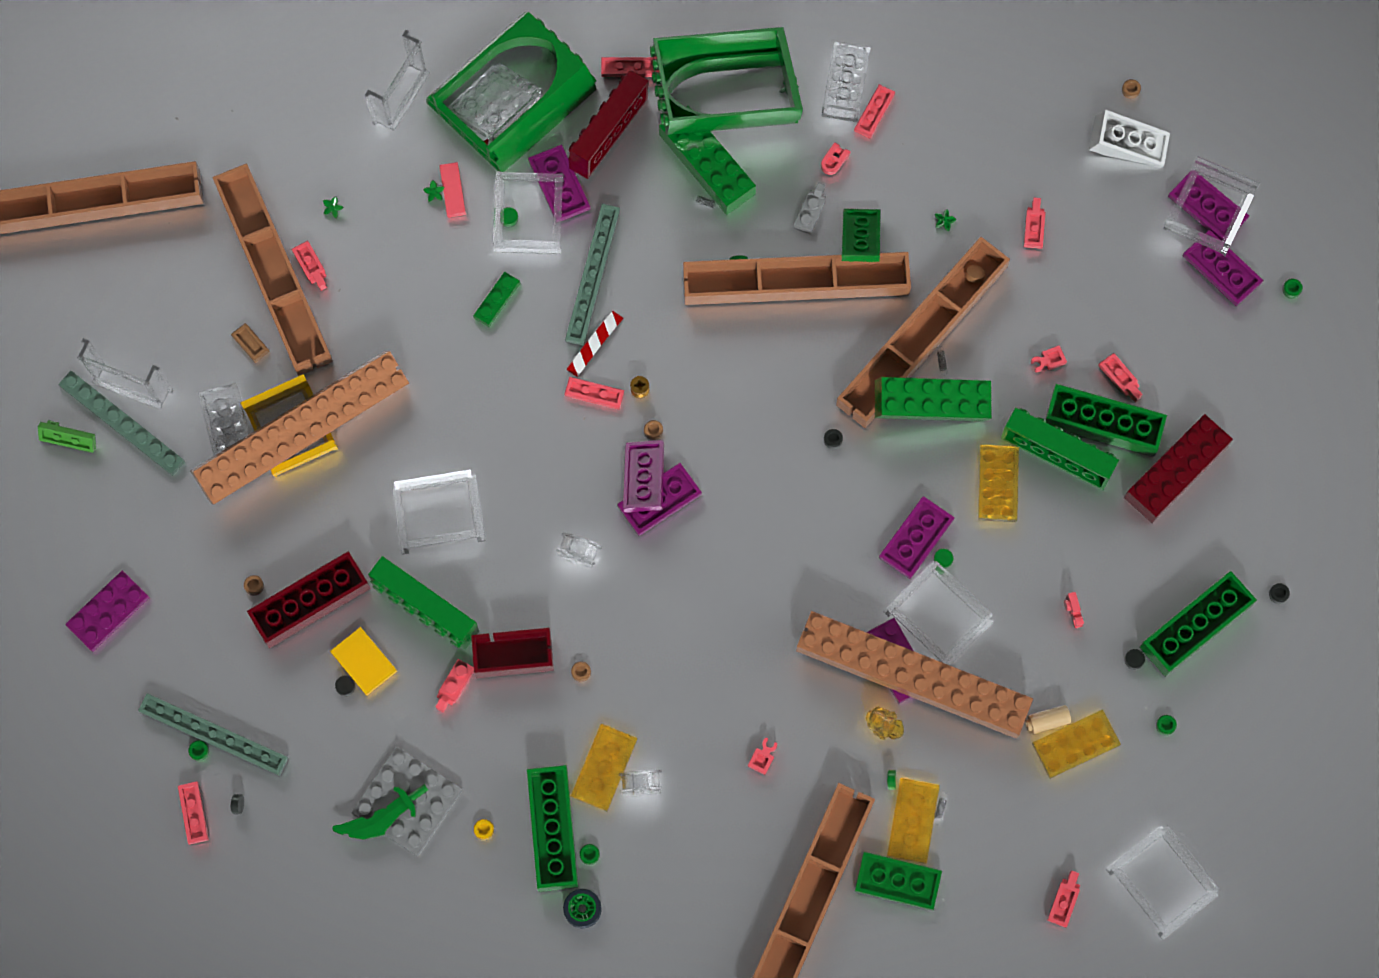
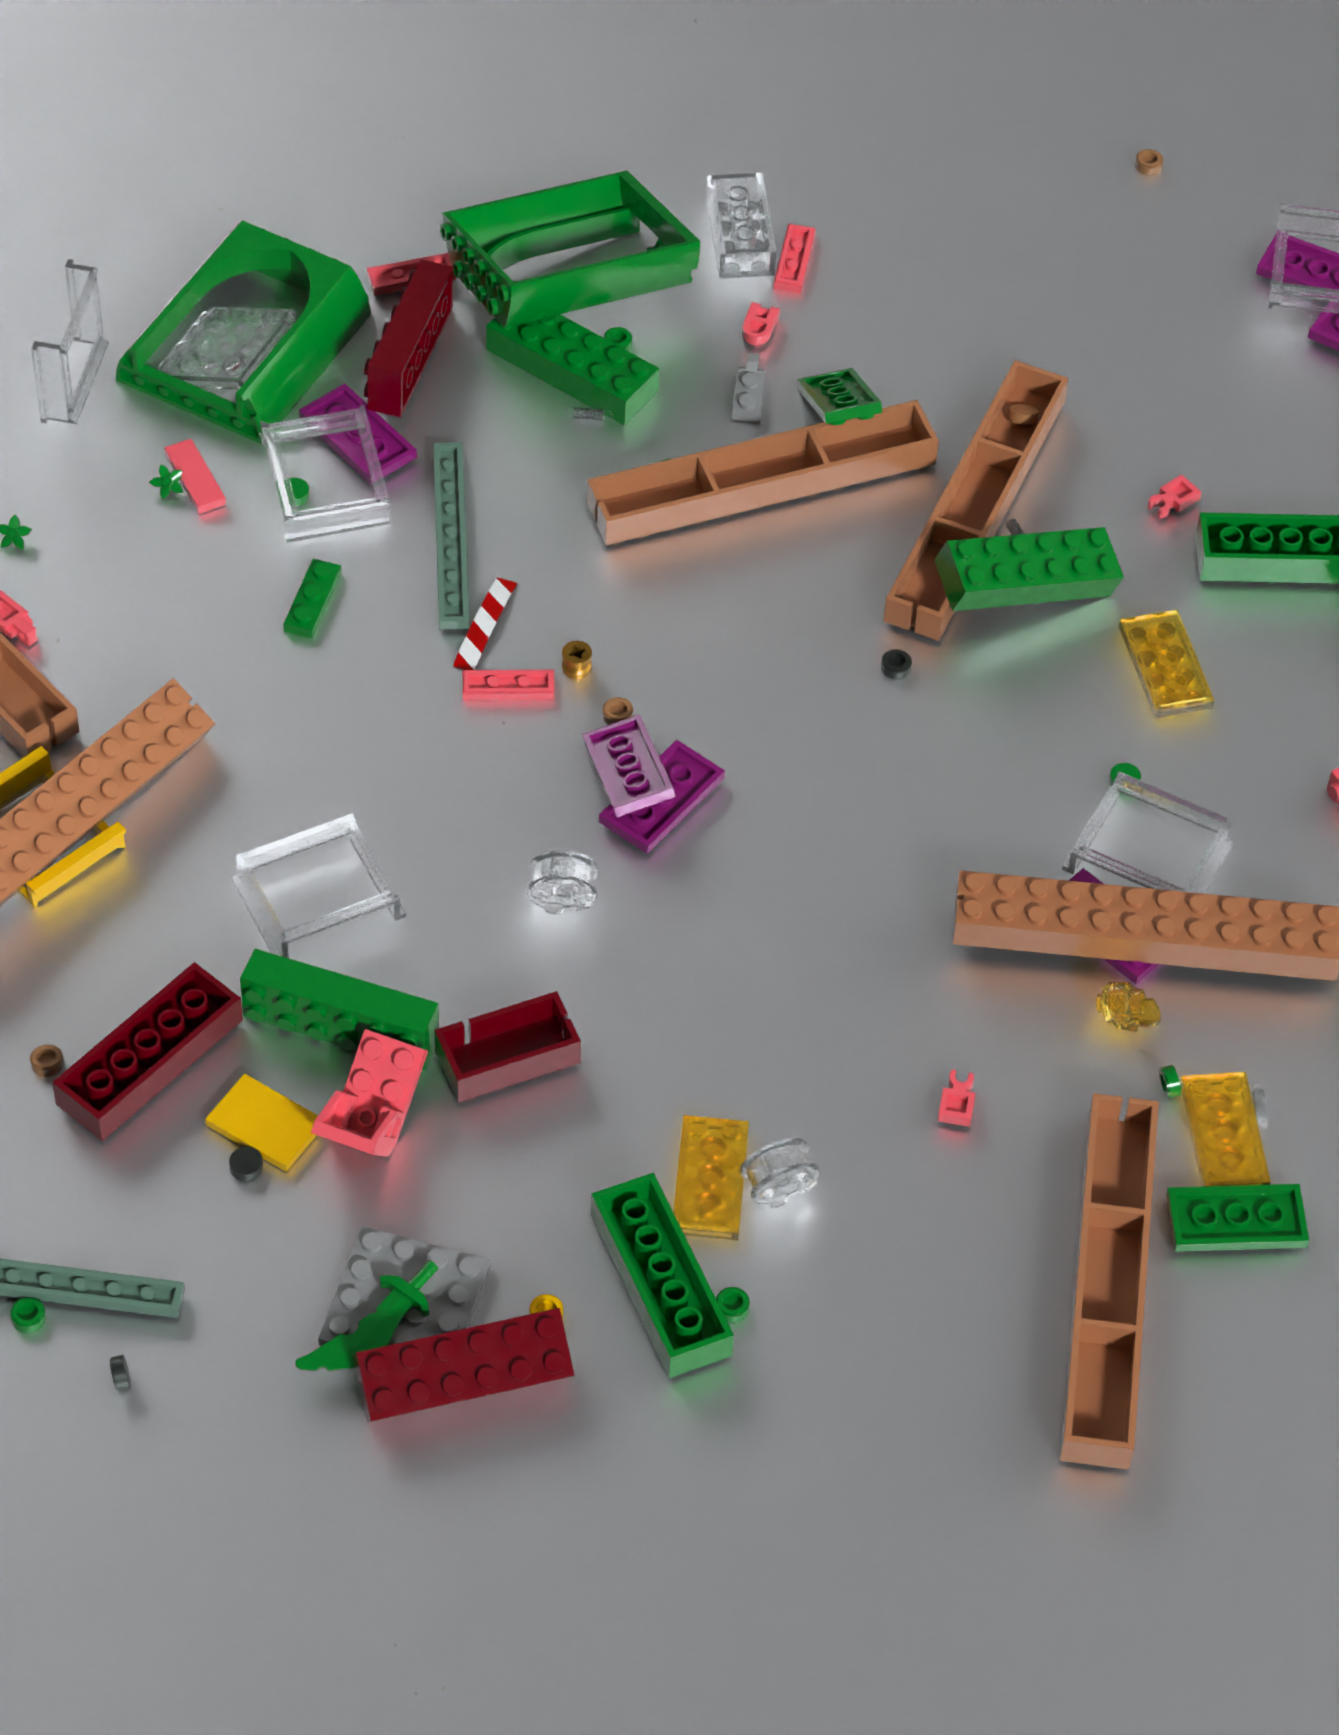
camera: 20 degrees left, 20 degrees down
(193, 813) = (48, 1405): coral plate -> none
(422, 674) = (375, 1096): none -> coral bracket
(423, 857) = (463, 1364): none -> dark red brick
(454, 684) = (426, 1119): coral hinge -> none
(572, 905) = (754, 1366): wheel -> none
(581, 671) = (624, 1055): medium nougat tile -> none
(742, 149) = (620, 337): none -> green tile
(916, 537) = (1074, 758): magenta plate -> none
(944, 220) = (950, 364): green plant -> none
(1034, 225) = (1083, 343): coral hinge -> none
(1059, 448) = (1240, 594): green brick -> none
(1121, 377) = (1285, 494): coral hinge -> none
(1128, 139) = (1170, 216): white slope -> none

